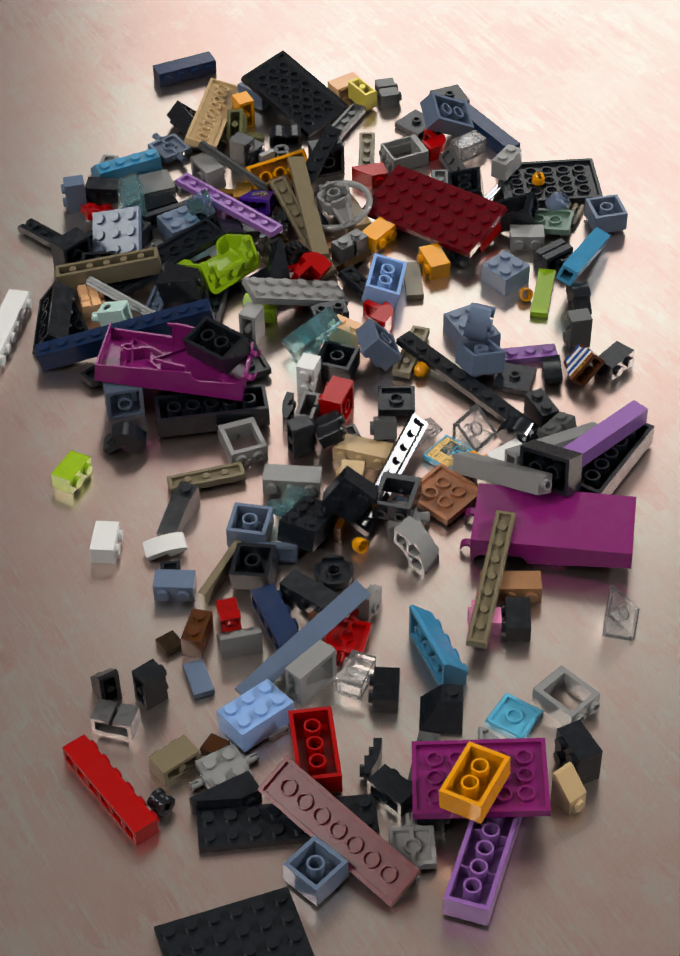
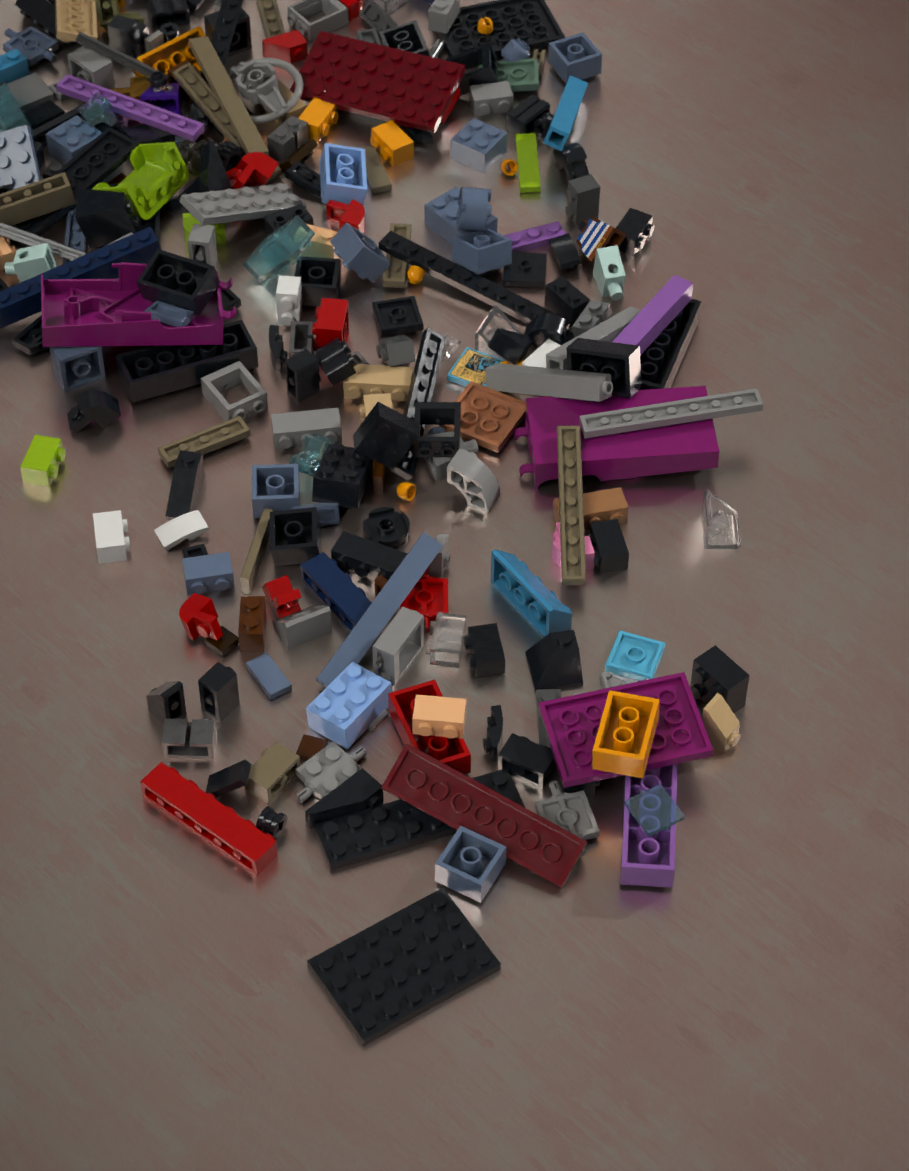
camera: 15 degrees left, 5 degrees up
(135, 759) = (229, 779): none -> black tile
(155, 619) = (200, 618): none -> red brick
(204, 370) = (170, 314): none -> sand blue tile
(257, 186) = (157, 79): none -> black plate
(322, 738) = (439, 716): none -> light nougat brick
(482, 438) = (510, 344): none -> black slope
(486, 854) = (654, 810): none -> clear light blue piece
(561, 676) = (682, 640): light grey window -> none
(583, 398) = (610, 280): none -> light aqua torso
(598, 515) = (671, 413): none -> light grey plate

